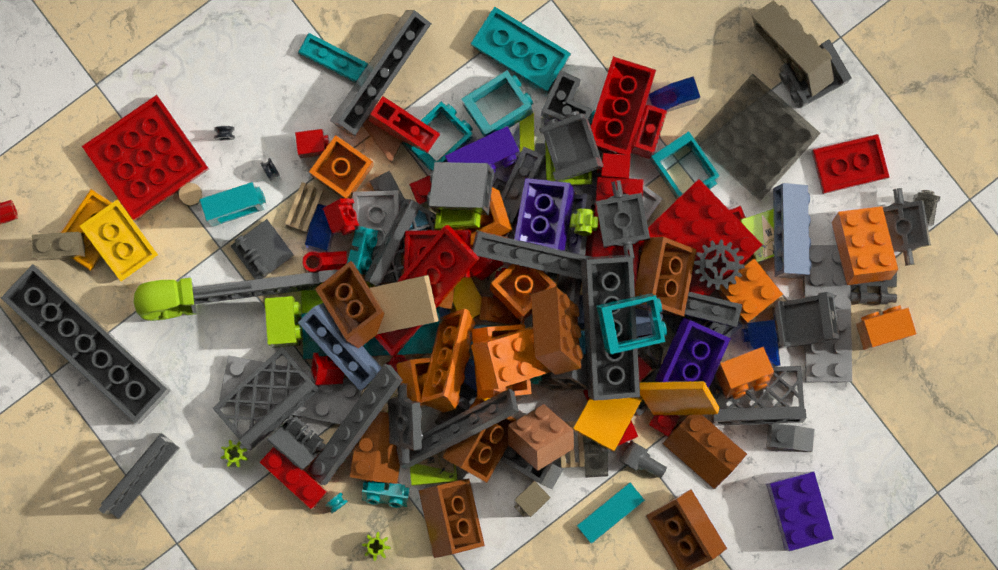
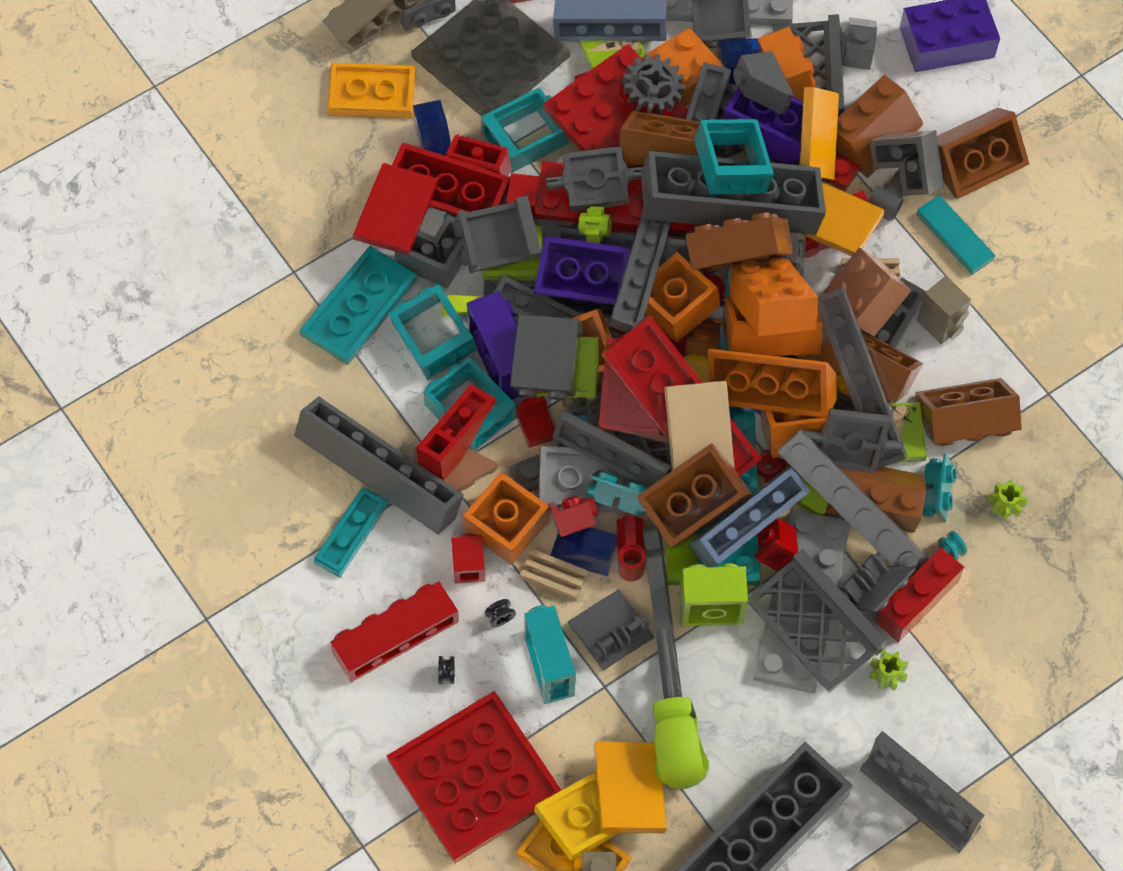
camera: 85 degrees left, 20 degrees down
(134, 263) = (629, 788): none -> light orange tile
(190, 194) = (530, 719): tan tile -> none
(252, 94) = (394, 631): none -> red brick
(592, 68) = (395, 209): none -> red tile
(595, 460) = (890, 243): clear smoke bracket -> none
(670, 476) = (915, 156): none -> dark grey brick
(718, 46) = (371, 90): none -> light orange tile
(718, 350) = (763, 81): none -> dark grey slope

